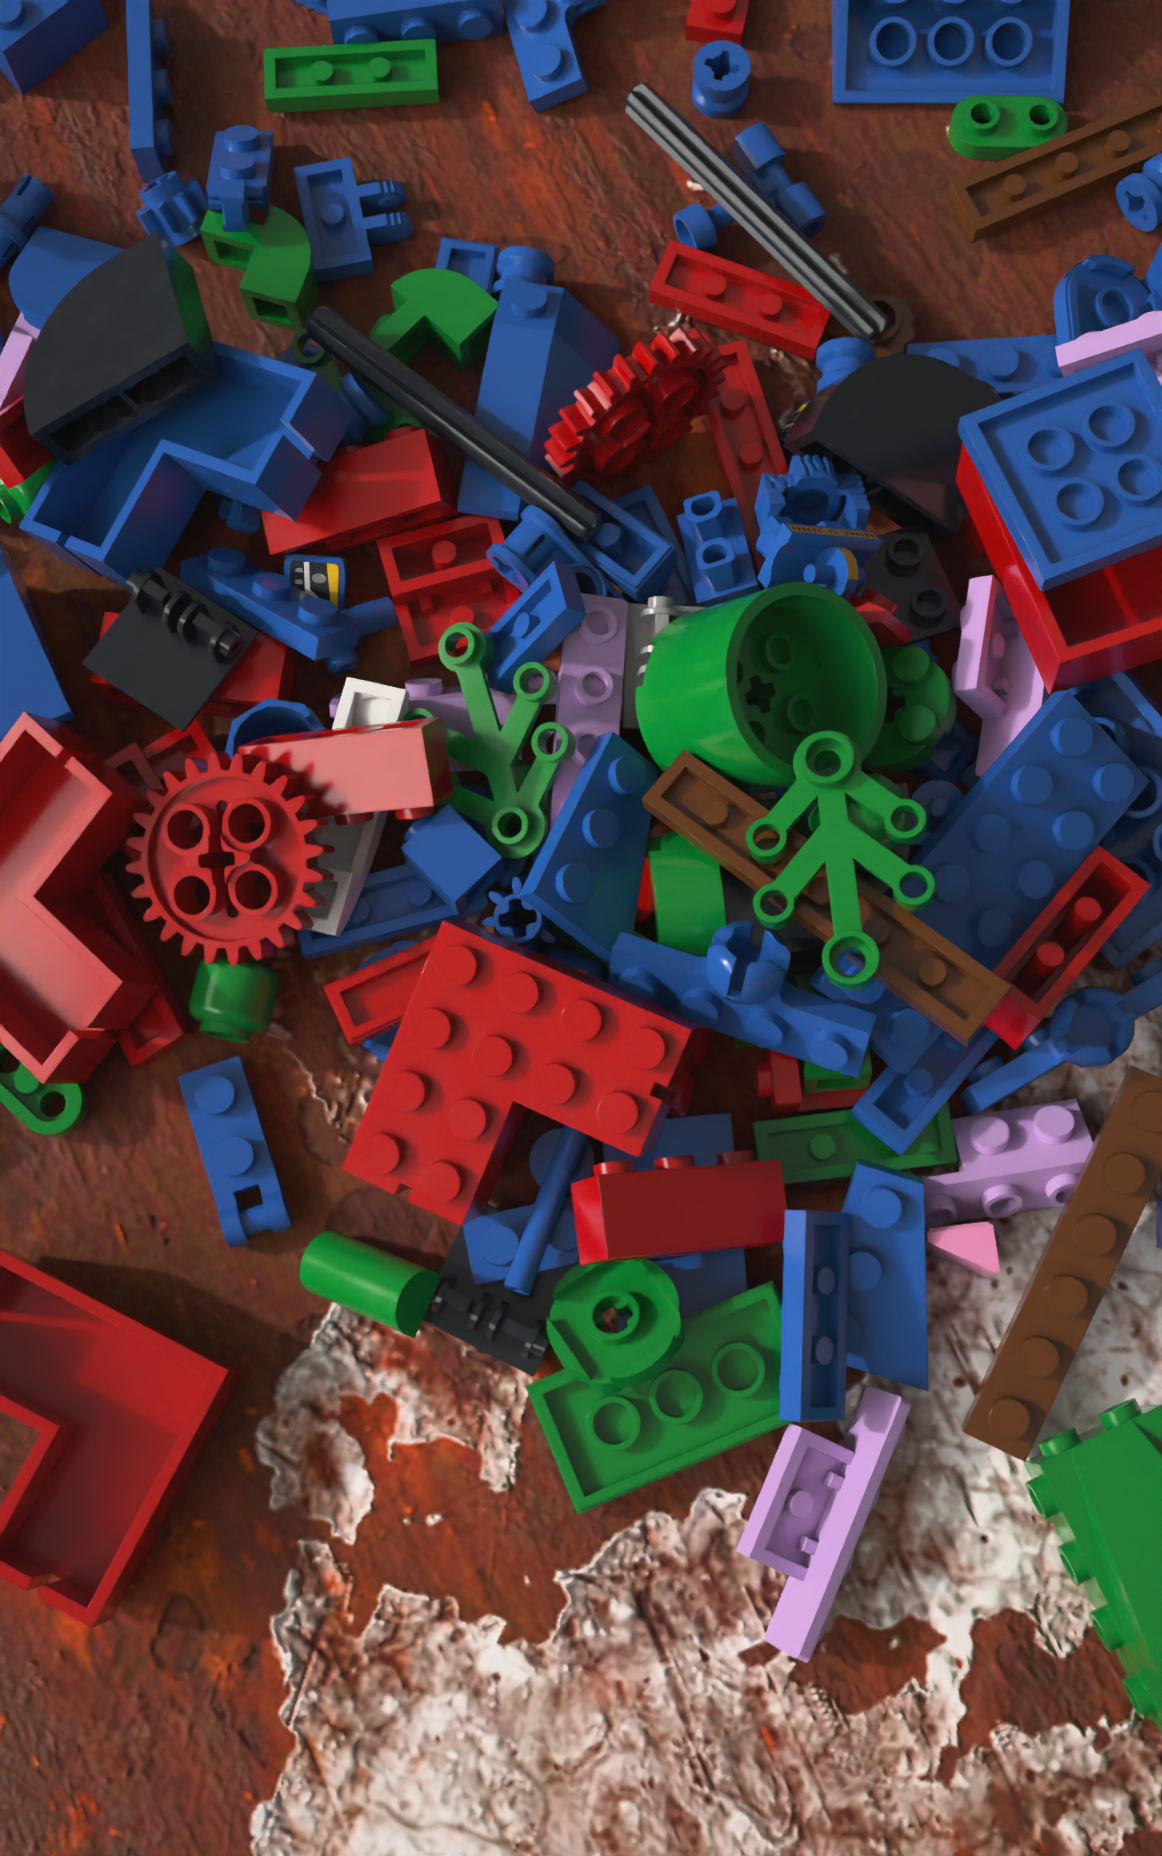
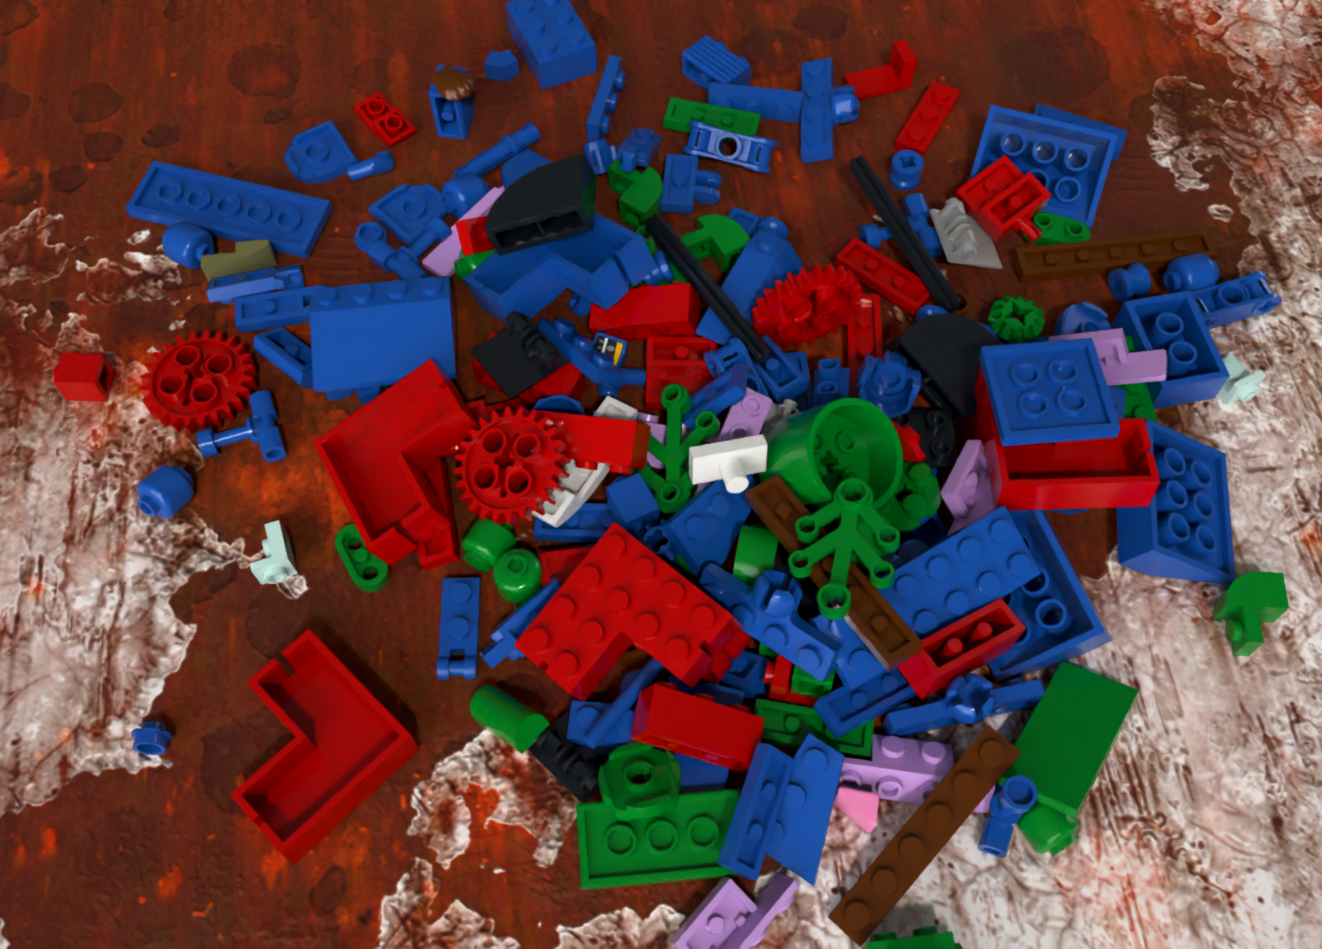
camera: 15 degrees right, 15 degrees down
(302, 1036) = (517, 575): none -> green head
(335, 1117) = (515, 624): none -> blue hinge
(368, 130) = (751, 152): none -> blue piece
(598, 752) = (728, 461): none -> white tile
(727, 1082) = (748, 675): none -> blue slope
(815, 554) = (890, 399): blue hips -> none
(858, 186) = (963, 237): none -> light grey hinge
(907, 95) = (1004, 200): none -> red plate
(984, 342) = (1010, 328): none -> green gear

